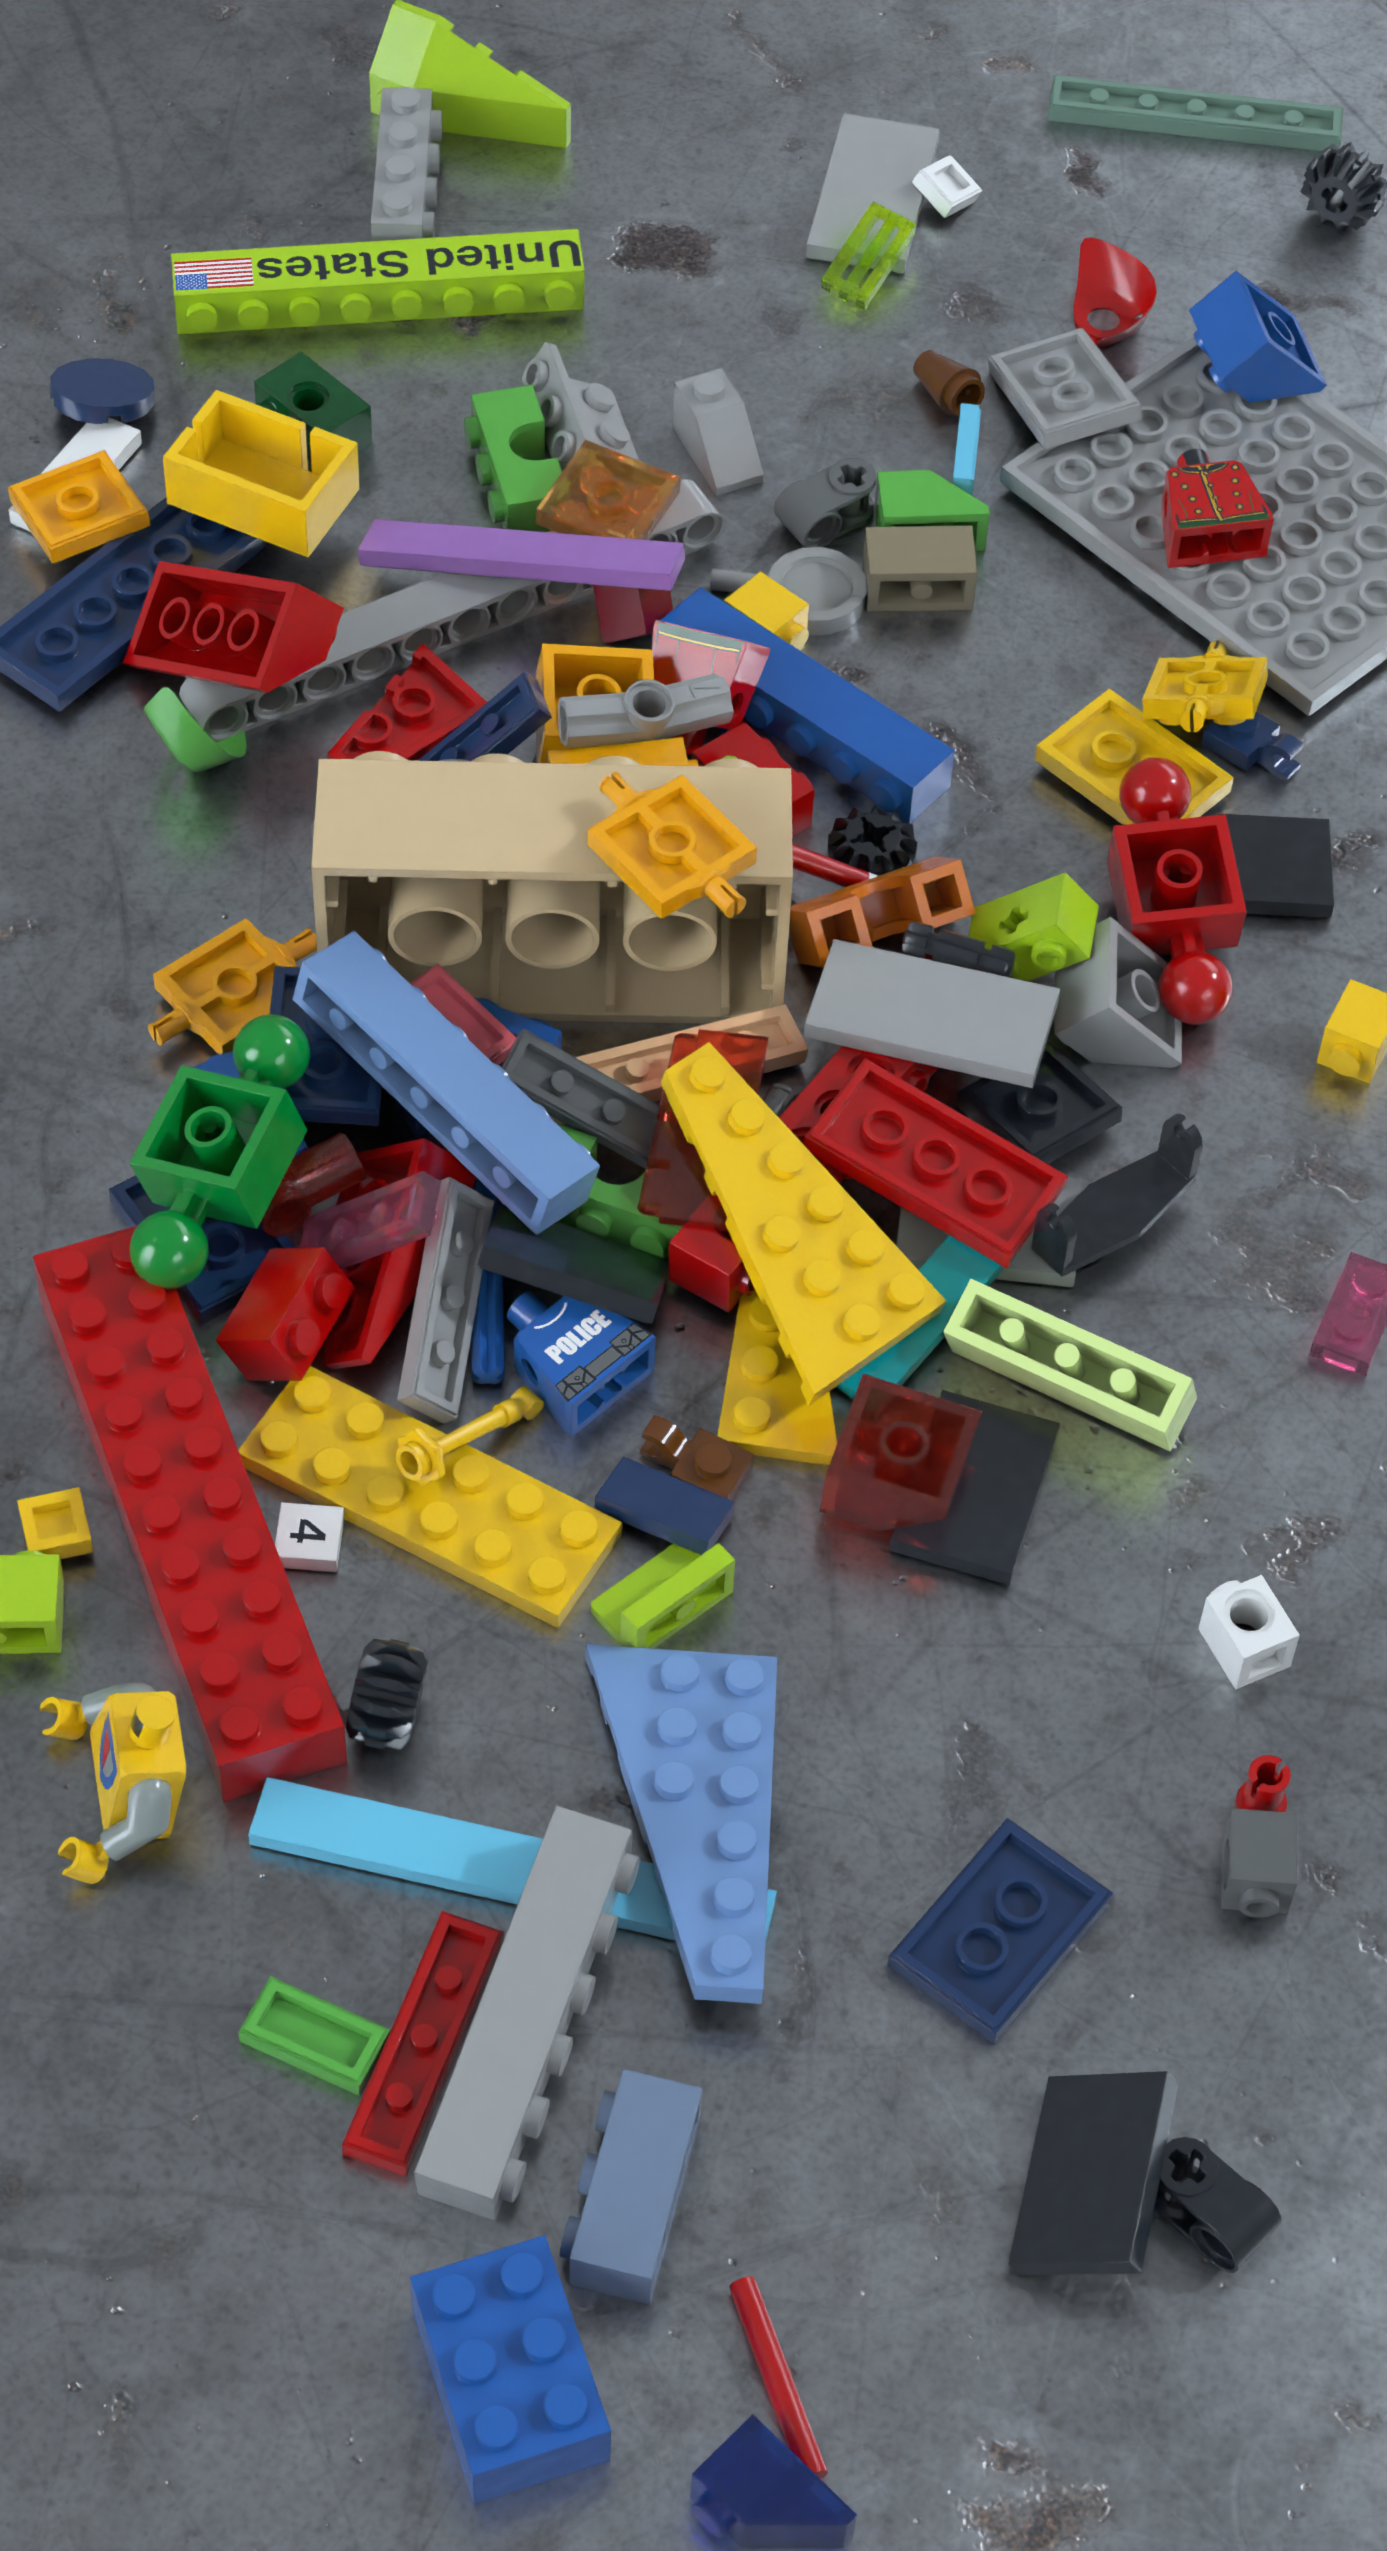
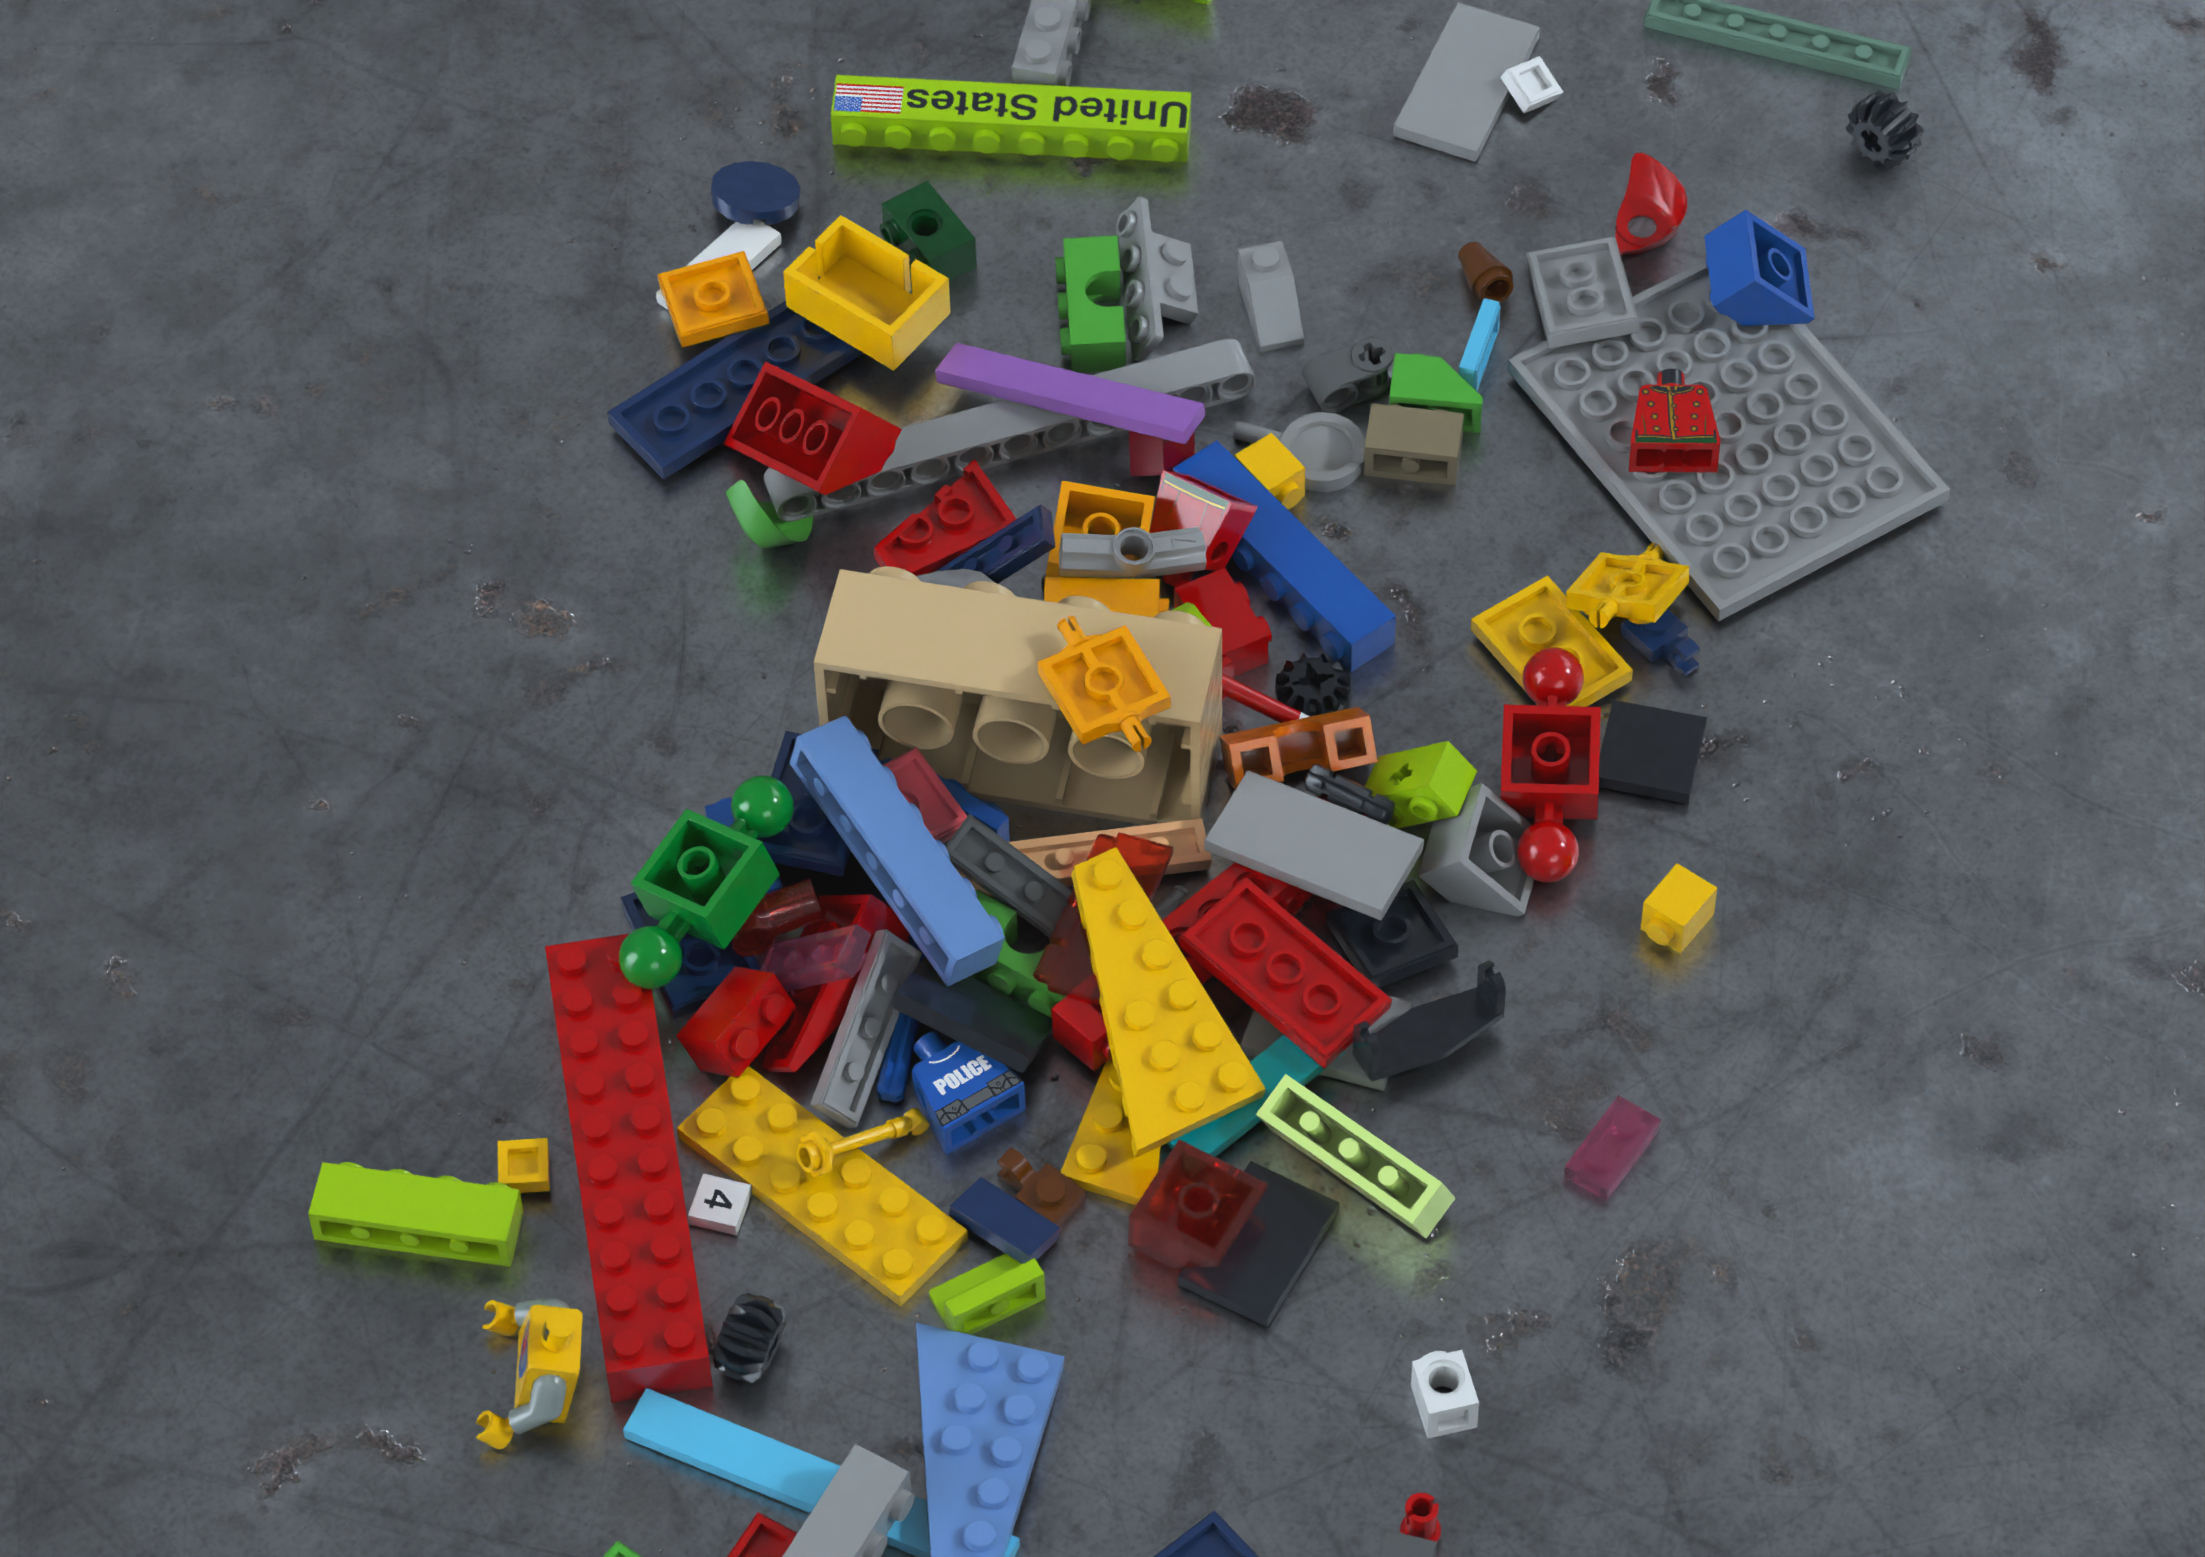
camera: 15 degrees right, 0 degrees up
(224, 984) = (746, 736): light orange plate -> none
(607, 495) = (1154, 350): clear orange plate -> none
(848, 288) = (1420, 172): clear neon green tile -> none

